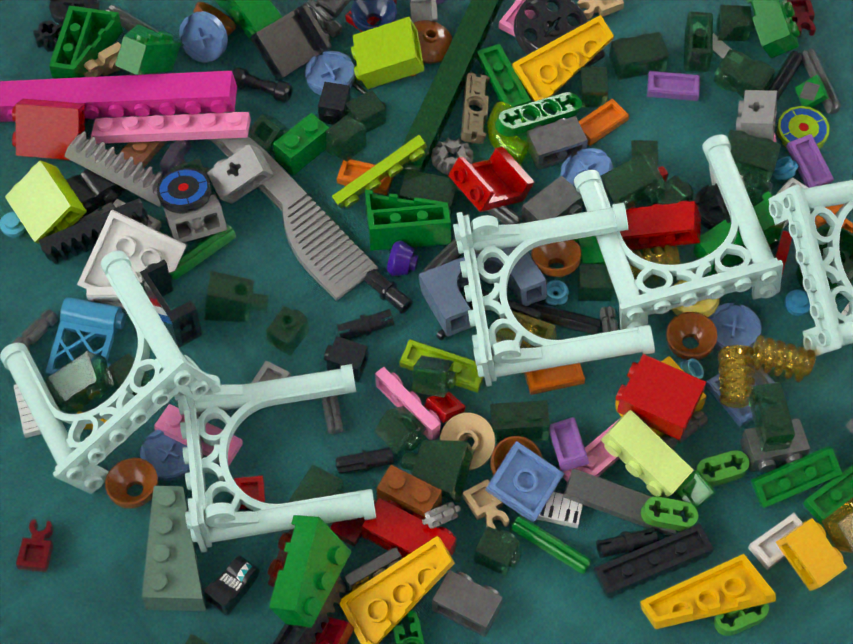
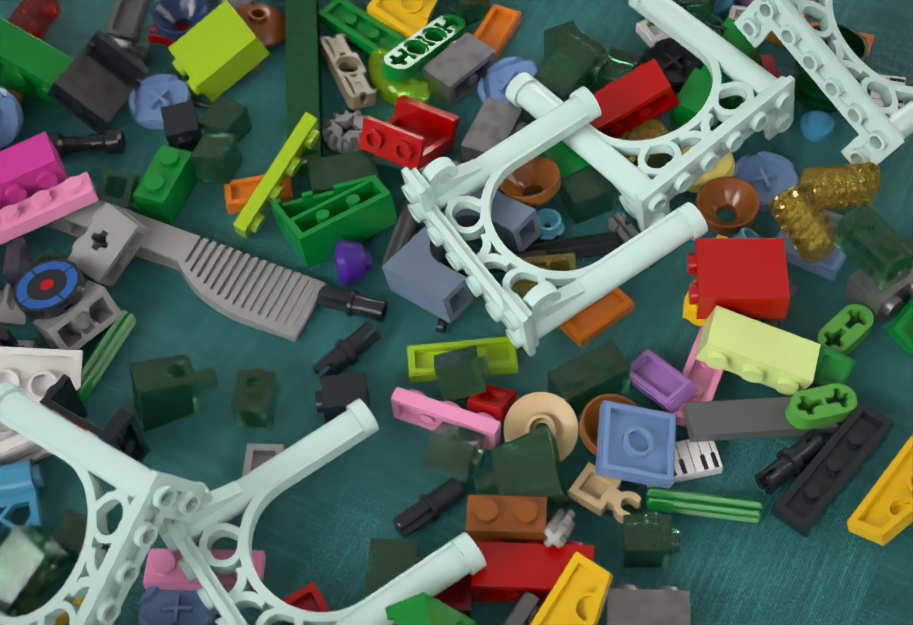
camera: 20 degrees left, 5 degrees down
(332, 414) = (360, 471): dark grey axle -> none

